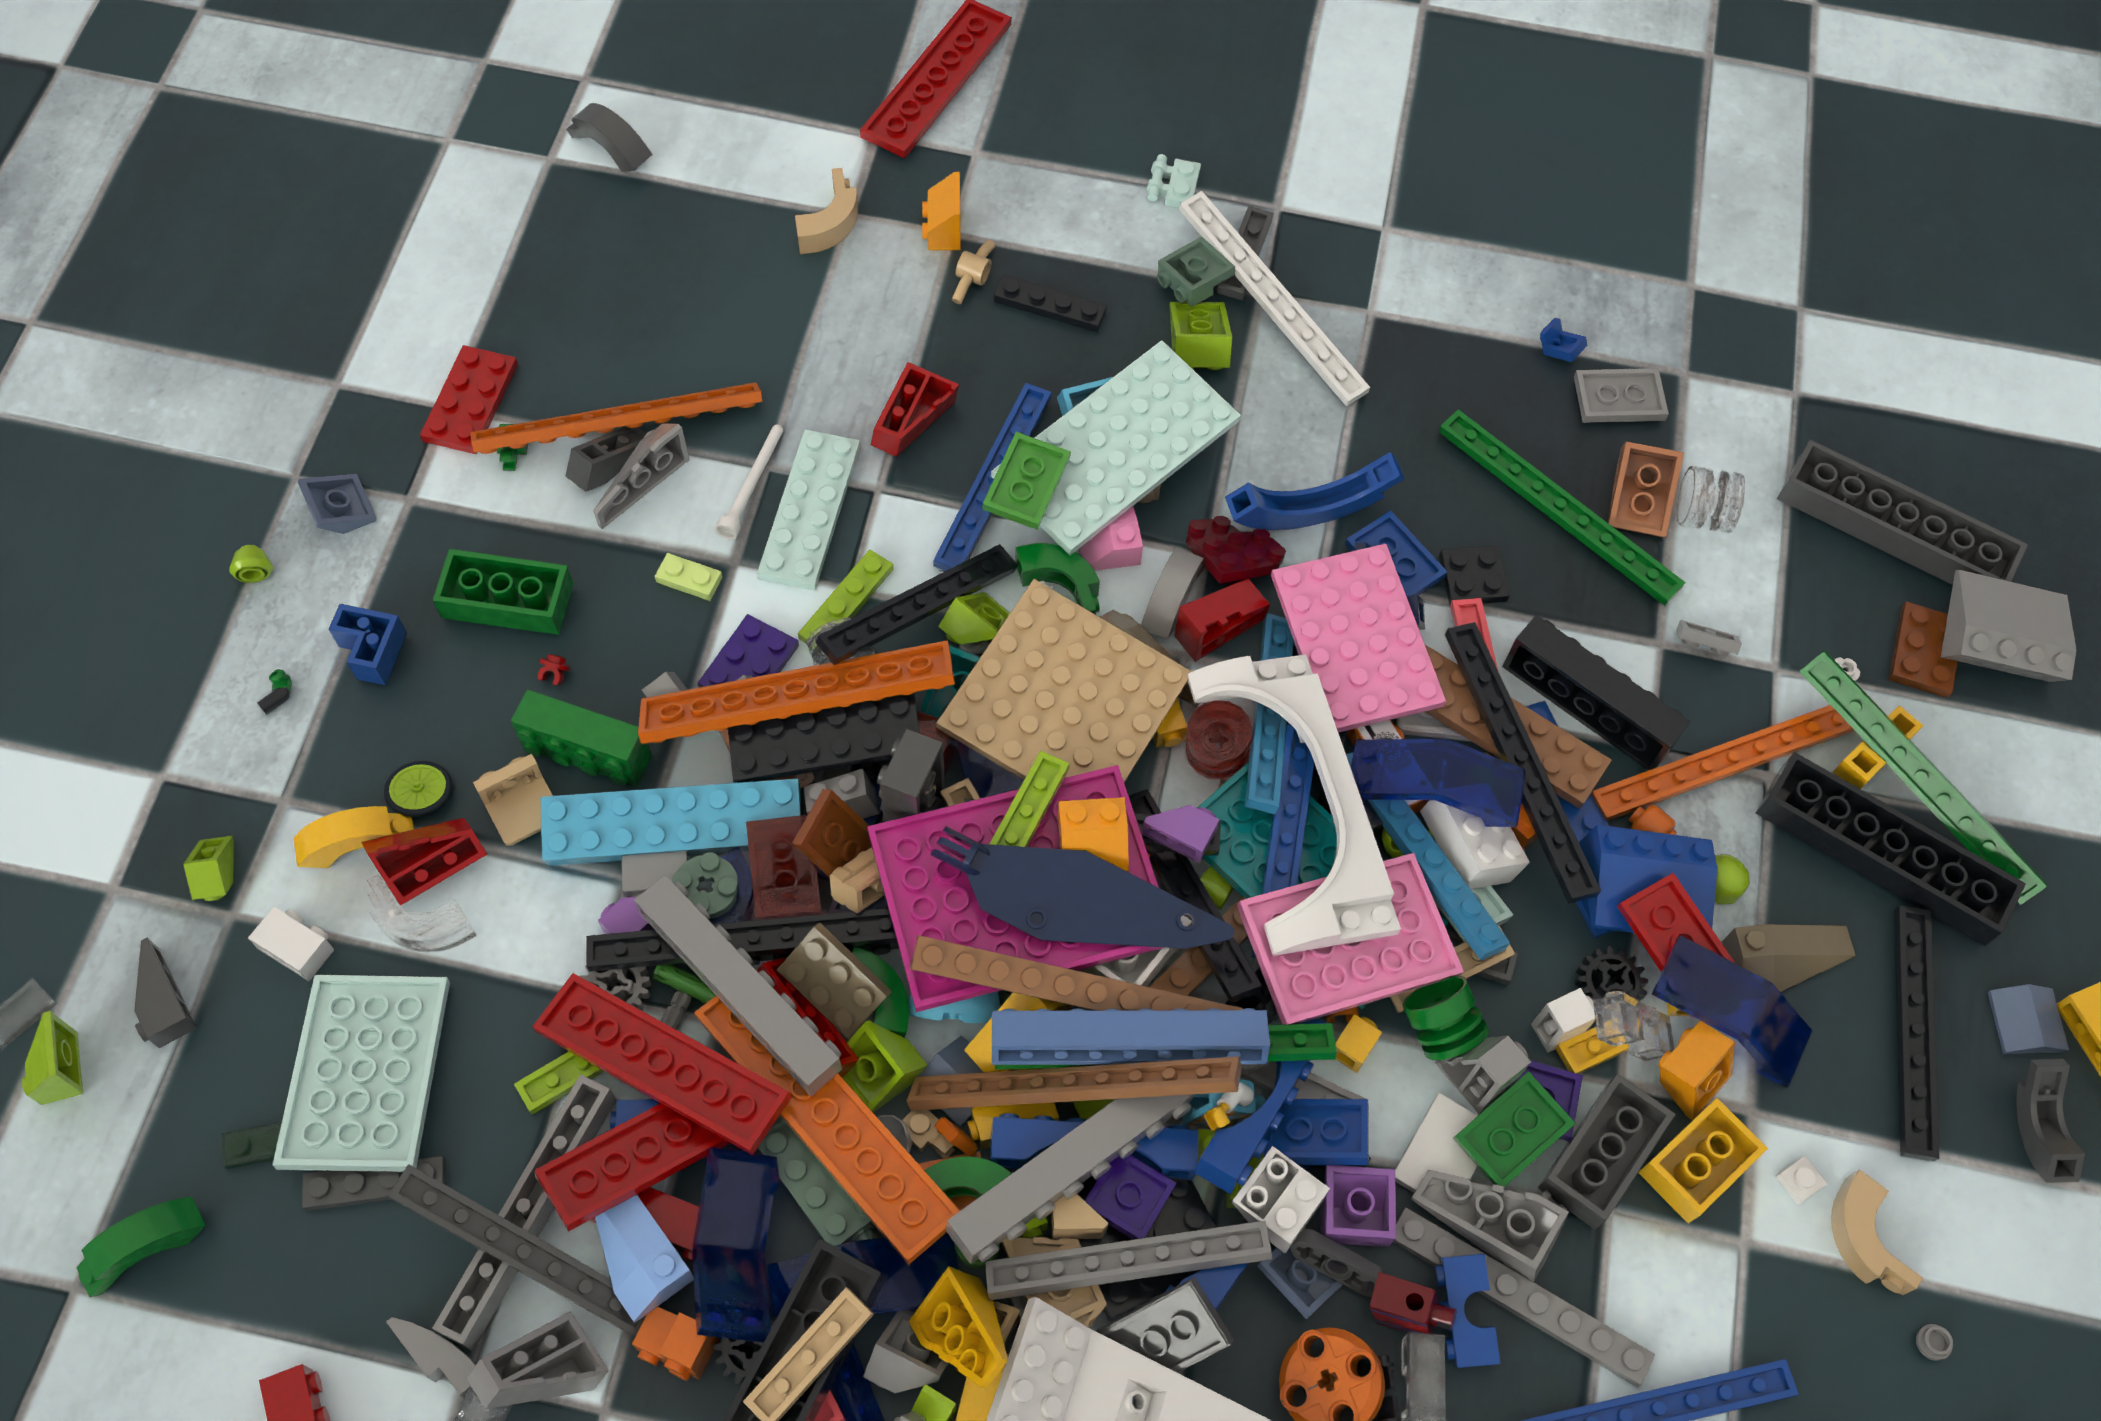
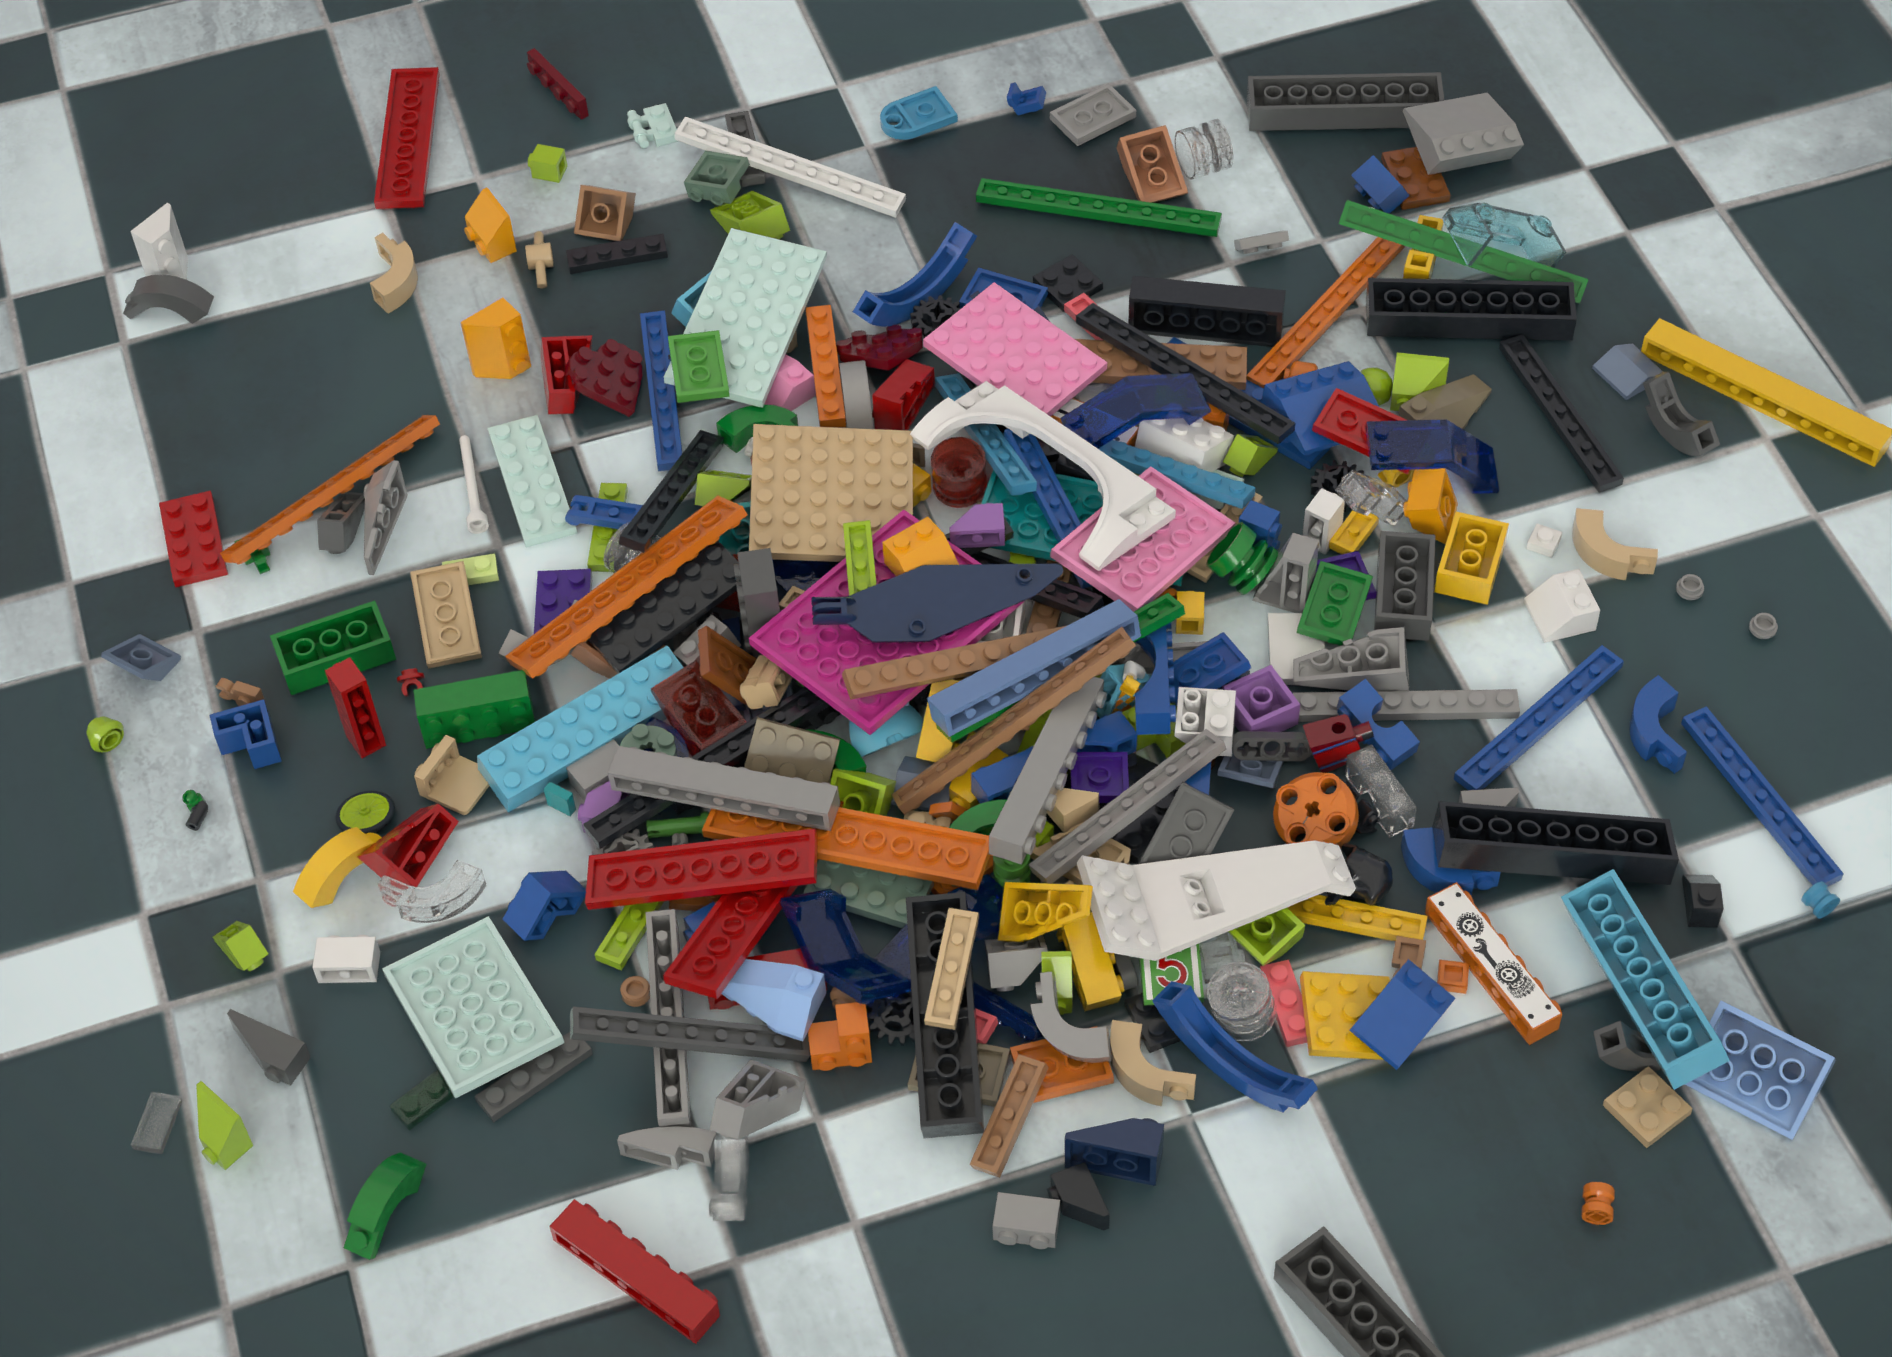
camera: 25 degrees left, 10 degrees down
(396, 597) = (240, 691): none -> medium nougat plate
(461, 677) = (355, 707): none -> red brick
(502, 994) = (541, 900): none -> blue brick
(525, 1145) = (635, 991): none -> medium nougat tile
(599, 883) = (559, 799): none -> teal tile
(631, 613) = (445, 614): none -> tan tile
(632, 82) = (161, 244): none -> white slope
(842, 586) = (600, 512): none -> blue plate
(861, 343) = (496, 342): none -> light orange slope
(948, 436) = (608, 375): none -> dark red plate
(1046, 171) = (547, 163): none -> lime brick
(1064, 252) = (604, 212): none -> medium nougat slope
(1111, 97) = (557, 83): none -> dark red plate
(1166, 535) = (825, 366): none -> orange brick
(1311, 541) = (933, 314): none -> black gear
(1440, 302) = (917, 114): none -> dark azure plate
(1491, 990) = (1262, 521): none -> blue brick
(1533, 888) = (1248, 454): none -> lime slope
(1770, 1281) = (1563, 606): none -> white slope
(1773, 901) = (1416, 375): none -> lime slope
(1878, 642) = (1380, 185): none -> blue brick
(1948, 755) = (1479, 223): none -> clear light blue windscreen

